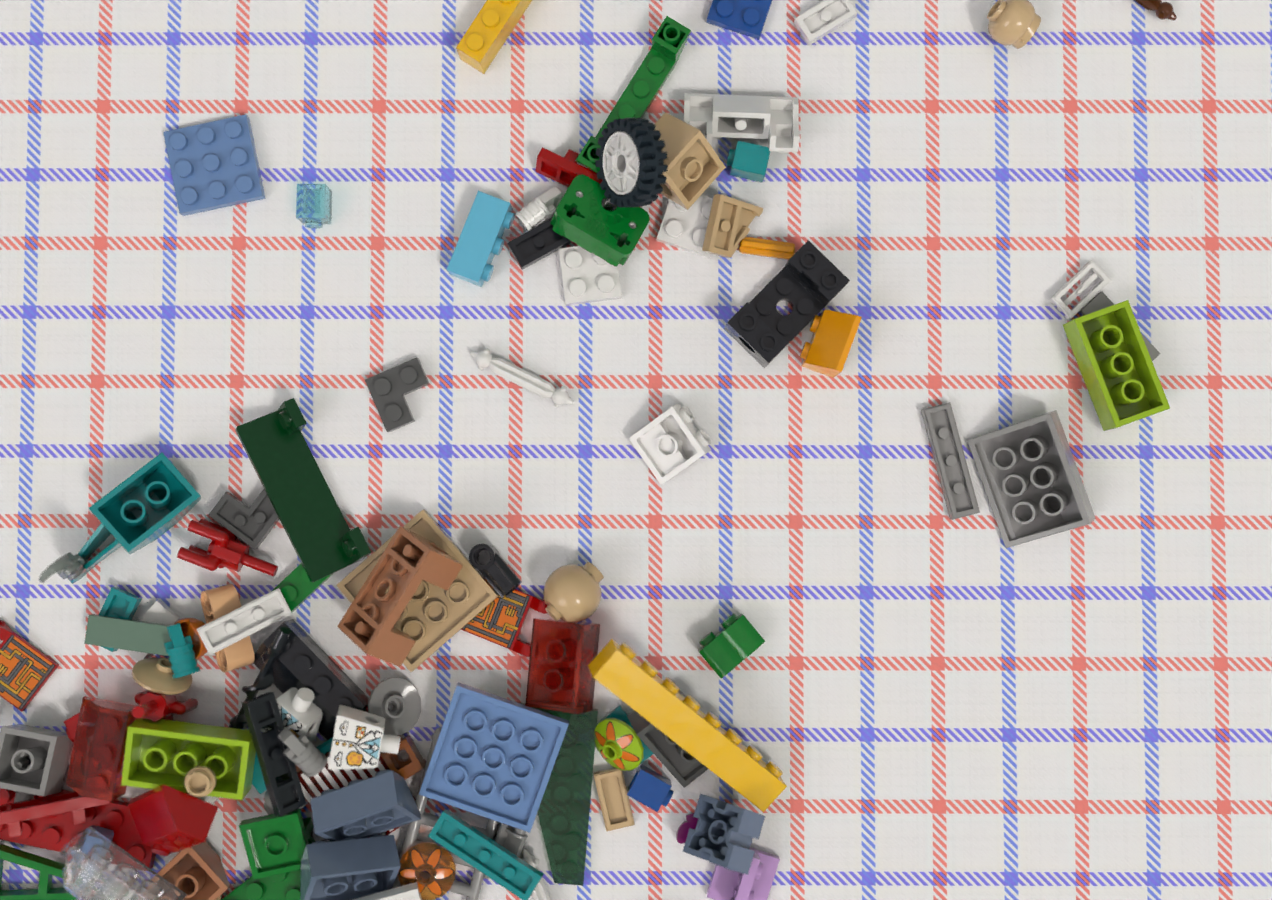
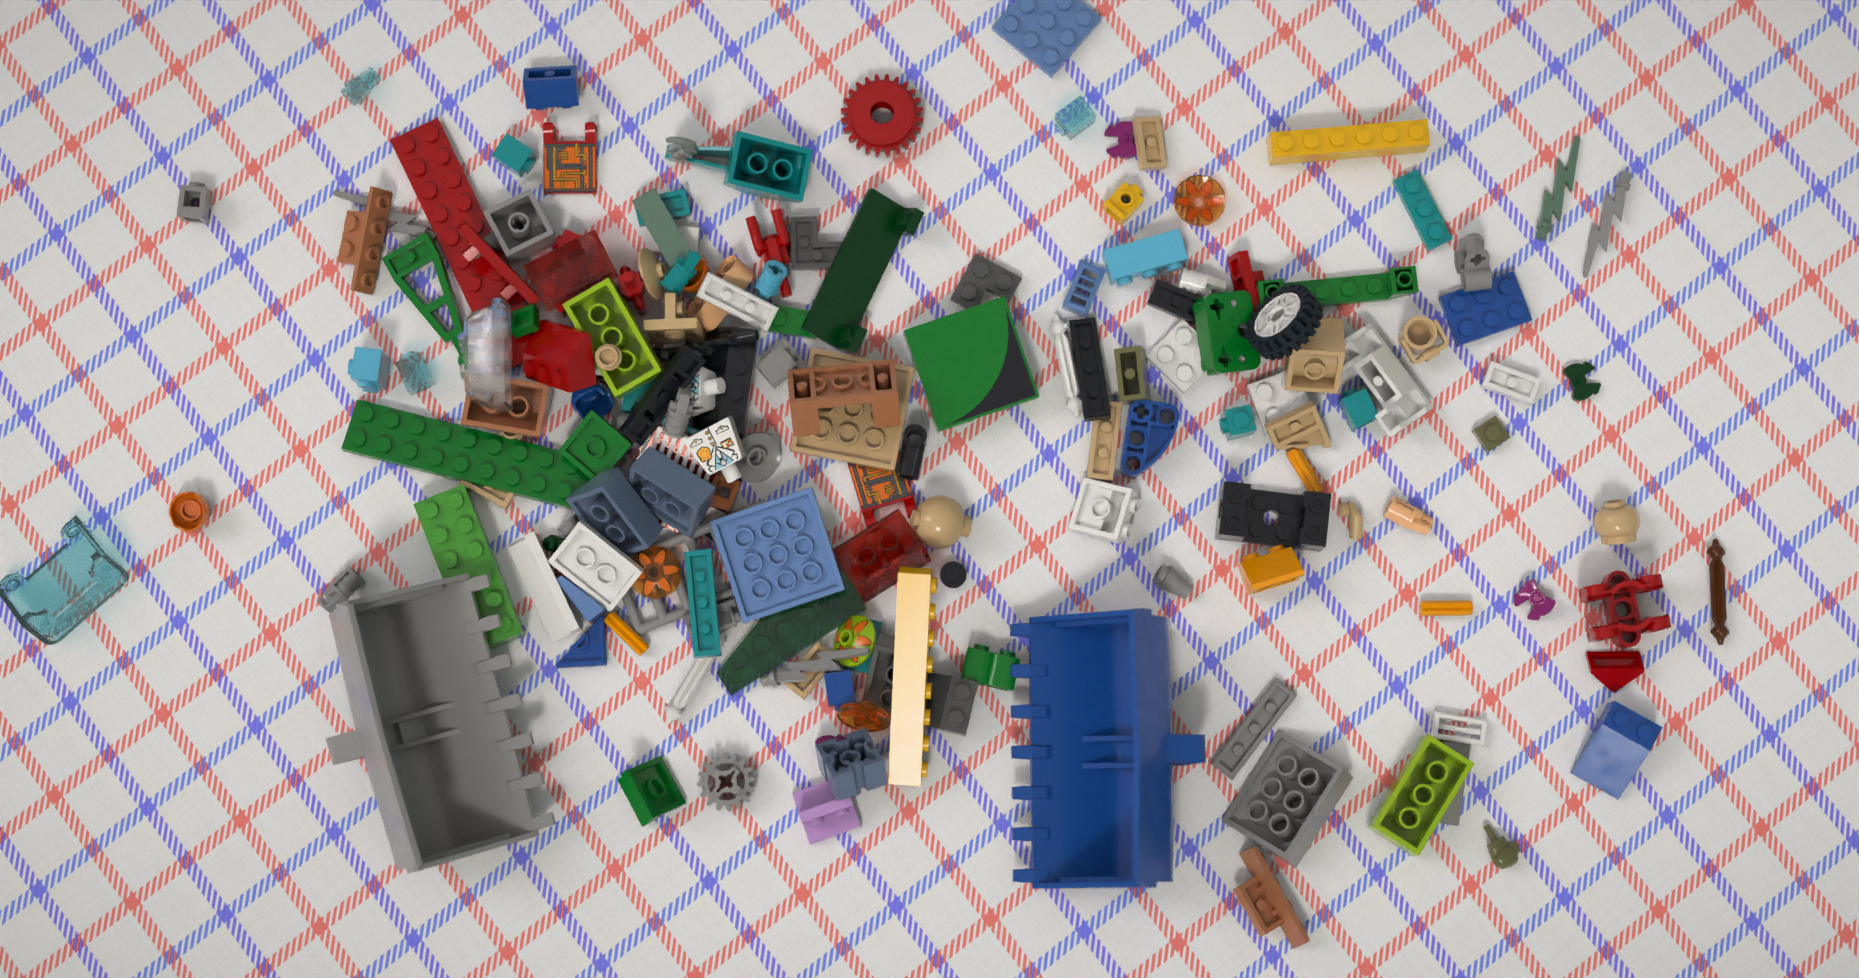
camera: 45 degrees right, 5 degrees down
(116, 820) = (525, 320): none -> green plate
(160, 363) = (879, 95): none -> red gear
(220, 691) = (675, 325): none -> tan bracket
(232, 812) = (592, 398): none -> blue hair
(248, 576) = (770, 279): none -> medium azure hinge
(325, 625) = (776, 364): none -> light grey brick
(374, 182) = (1126, 147): none -> magenta piece
(385, 158) = (1149, 143): none -> tan plate
(425, 228) = (1117, 209): none -> yellow brick
(456, 460) = (971, 364): none -> green tile
(463, 142) = (1201, 188): none -> clear orange dish
(480, 330) = (1077, 308): none -> medium blue slope
(540, 361) = (1089, 369): none -> black tile
(573, 329) = (1132, 374): none -> olive brick
(598, 834) = (799, 667): none -> light grey piece
(610, 396) = (1104, 445): none -> tan plate
(625, 613) = (953, 574): none -> black plate
(636, 348) = (1154, 432): none -> blue beam
(683, 271) = (1237, 422): none -> teal brick
(688, 786) = (864, 715): none -> clear orange dish
(728, 60) = (1418, 337): none -> tan piece
(734, 703) = (950, 703): none -> dark grey slope
(773, 433) = (1170, 580): none -> light grey cone
(838, 236) = (1356, 519): none -> tan arm
(855, 68) = (1491, 434): none -> olive plate
(870, 191) = (1408, 516): none -> light nougat hinge
(882, 613) = (1099, 750): none -> blue piece
(971, 220) = (1446, 608): none -> light orange axle
(1029, 138) = (1541, 603): none -> magenta piece
(1102, 76) = (1626, 595): none -> red piece
(1104, 565) = (1266, 901): none -> nougat bracket
(1129, 119) = (1615, 667): none -> red slope
(1197, 172) = (1615, 749): none -> slope
(1211, 334) = (1502, 852): none -> olive piece

